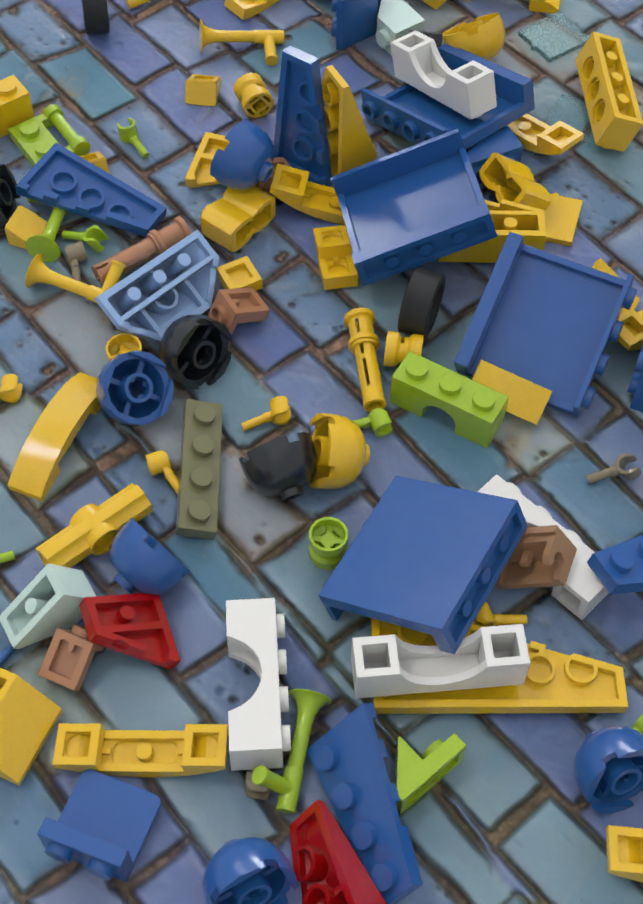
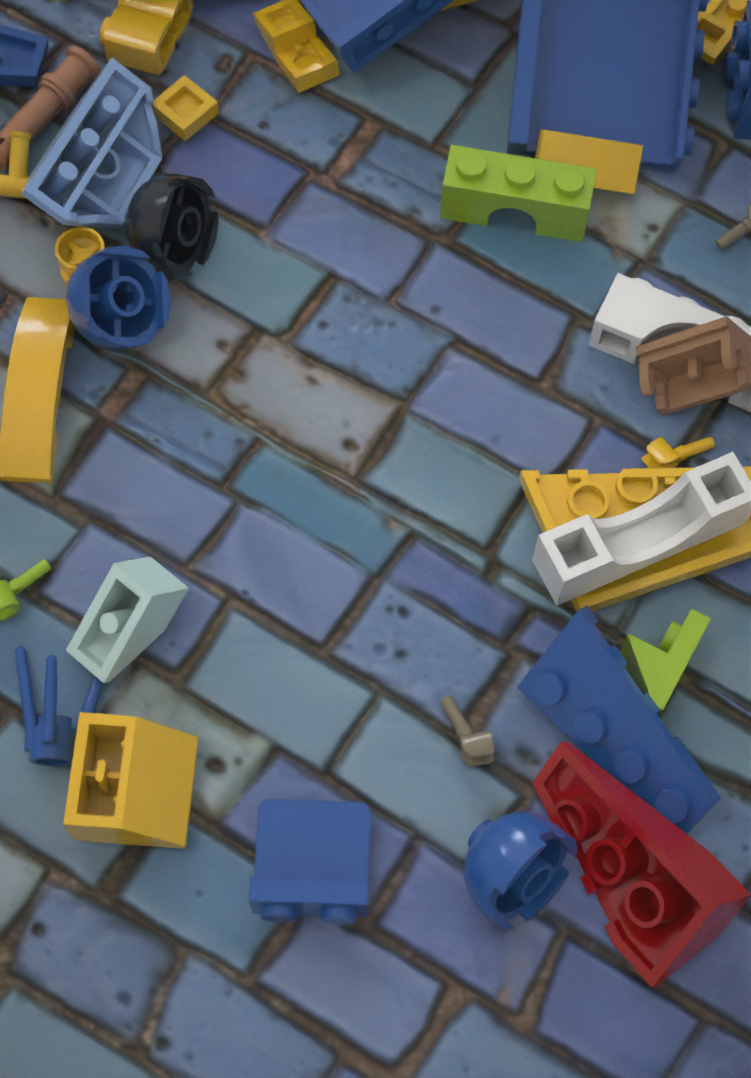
camera: 20 degrees left, 10 degrees up
(69, 657) = (182, 669): nougat bracket -> none
(94, 528) = (141, 498): yellow piece -> none
(131, 626) = (245, 607): red wing -> none
(142, 752) = (322, 756): yellow slope -> none
(144, 561) = (226, 520): blue cylinder -> none
(159, 463) = (186, 385): yellow hand -> none
(199, 470) = (240, 378): olive plate -> none
(238, 306) = (200, 148): nougat bracket -> none
(256, 725) = (402, 572): white arch -> none
(278, 414) = (309, 276): yellow hand -> none
(281, 466) = (349, 345): black cylinder -> none
(289, 785) = (514, 735): lime piece -> none
(327, 542) = (447, 413): lime wheel -> none
(339, 451) = (403, 305): yellow cylinder -> none
(364, 345) = (384, 156): yellow pin -> none
(378, 420) = (438, 246): lime hand -> none
(398, 347) = (433, 144): yellow wheel -> none
(421, 302) = (438, 75): black tyre -> none
(426, 559) = (576, 406): blue panel -> none

